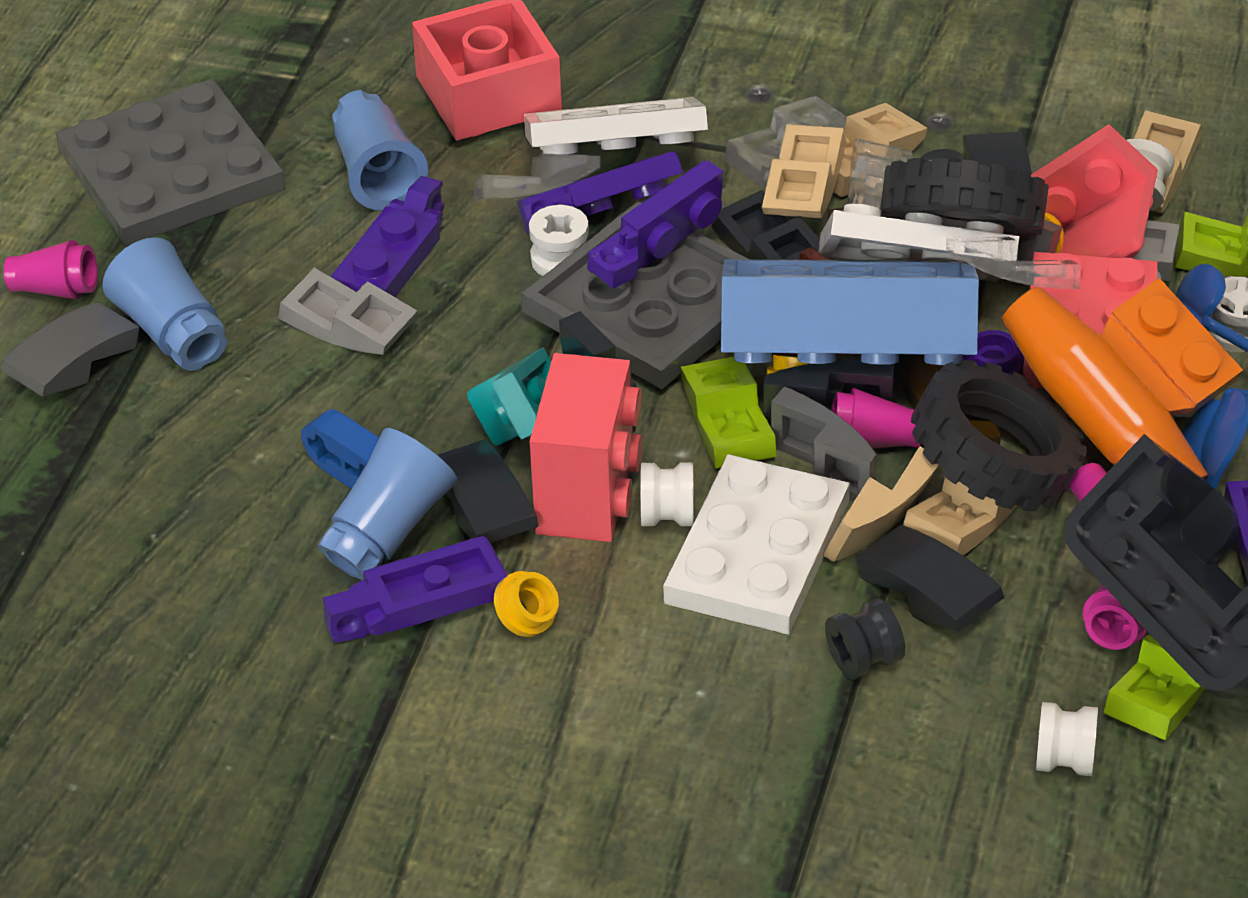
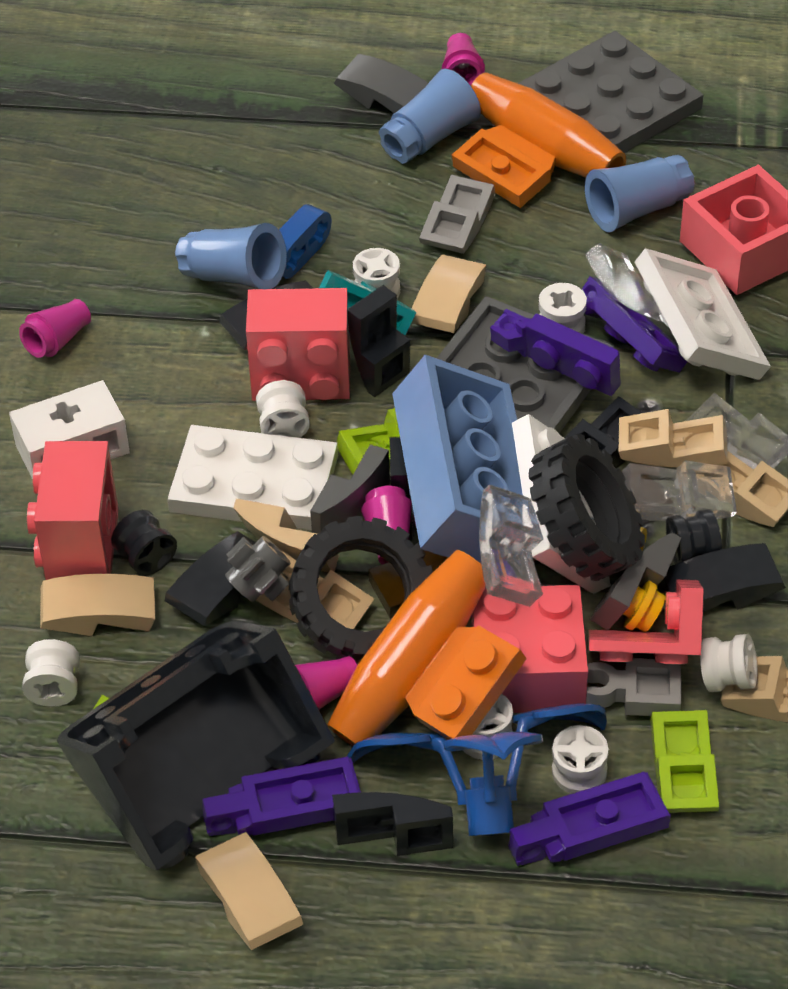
camera: 80 degrees right, 5 degrees up
(255, 221) = (529, 141): none -> orange plate
(396, 240) = (542, 227): dark purple hinge -> none
(415, 590) = (172, 299): dark purple hinge -> none
(442, 391) = (378, 268): none -> white wheel
(445, 714) = (51, 329): none -> dark pink cone
(491, 329) = (447, 293): none -> tan slope
(537, 595) = (150, 349): yellow plate -> none
(652, 702) = (74, 416): none -> white brick
(835, 675) = (73, 509): none -> coral brick
(951, 696) = (83, 601): none -> tan slope
(962, 510) = (258, 569): none -> dark grey gear

